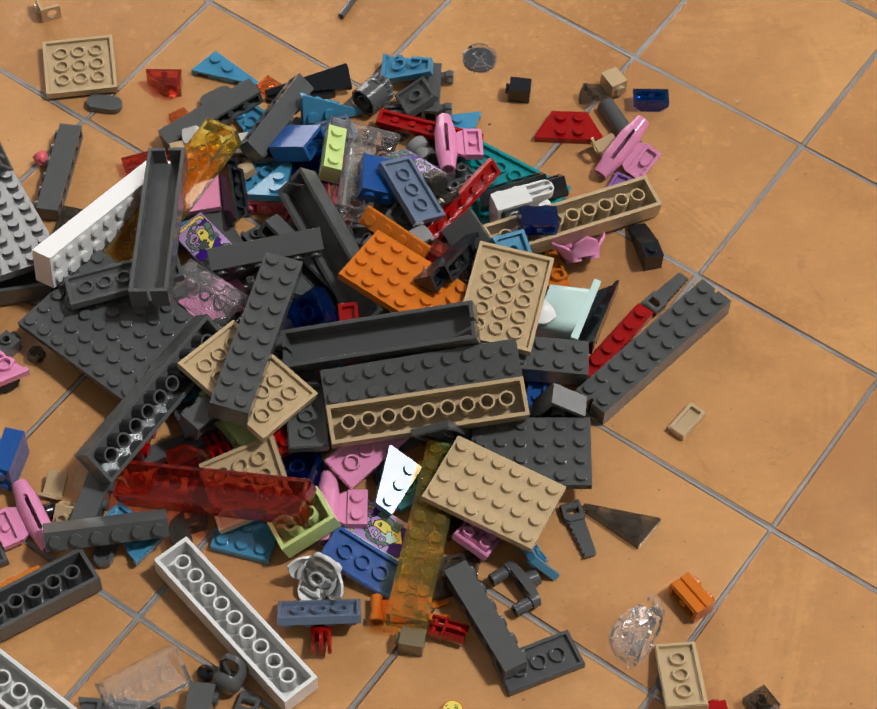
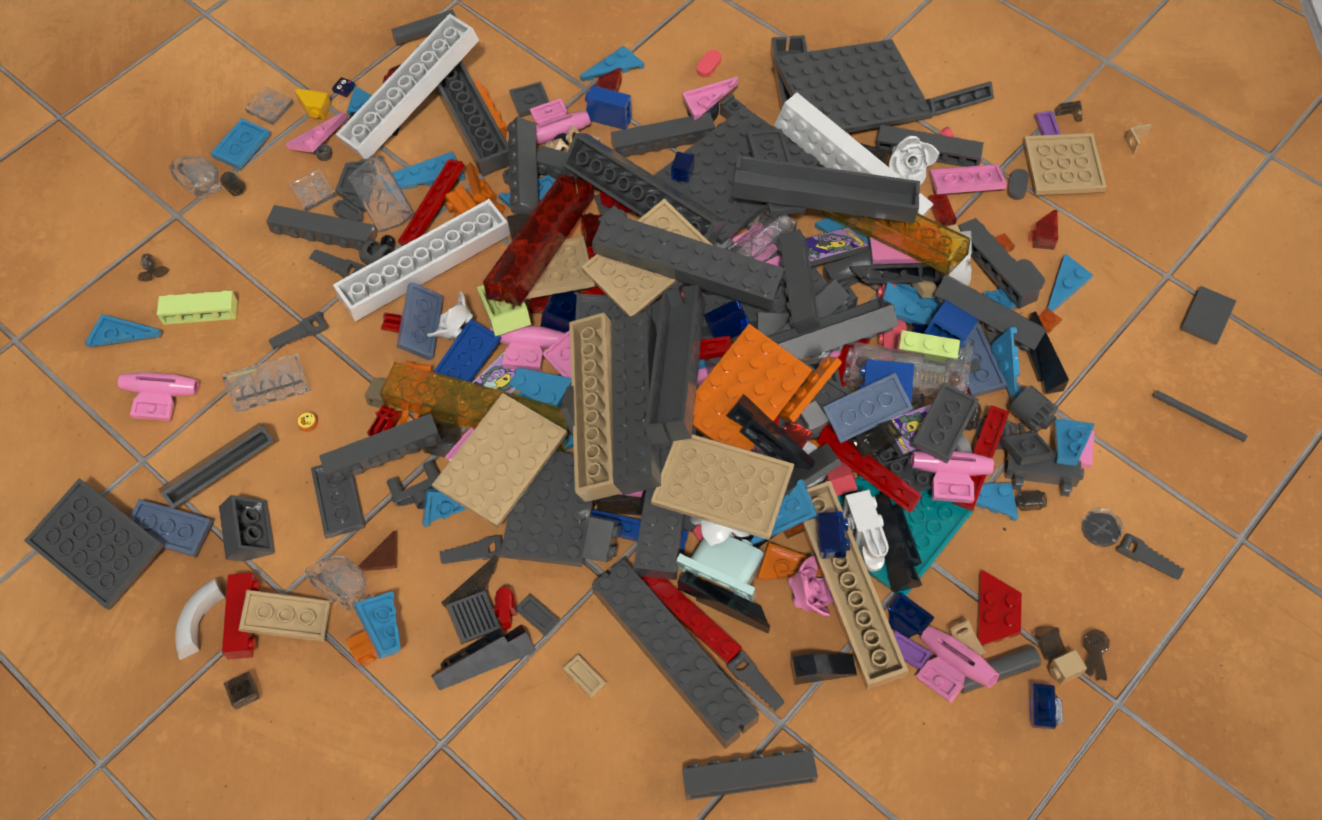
camera: 100 degrees right, 5 degrees up
(8, 58) = (1070, 108): none -> clear smoke tile
(27, 79) = (1047, 123): none -> medium lavender tile
(45, 411) = (661, 135): none -> dark grey brick
(81, 183) = (922, 156): none -> white brick
(97, 642) = (423, 172): none -> dark azure wing
(102, 141) = (967, 179): none -> bright pink tile
(119, 362) = (682, 167): none -> clear blue brick
(124, 584) = (480, 189): none -> orange wing
(151, 628) = (432, 201): none -> red plate
(153, 597) = (459, 201): none -> orange brick
(412, 141) = (945, 423): none -> dark grey tile
(463, 101) = (1031, 500): none -> clear smoke brick
(502, 30) = (1149, 557): none -> dark grey piece
(518, 90) = (1050, 560): black brick -> none
(587, 182) = (908, 617): none -> clear blue slope
(589, 65) = (1096, 644): none -> clear smoke piece
(596, 606) = (383, 556): none -> copper tile
(634, 465) = (537, 615): none -> dark grey tile
(635, 489) = (505, 607): none -> red arm
(650, 513) = (473, 617): none -> dark grey tile
(677, 582) = (379, 622): none -> dark azure wing
(683, 502) = (483, 656): none -> wedge
(750, 291) = (749, 774): none -> dark grey brick

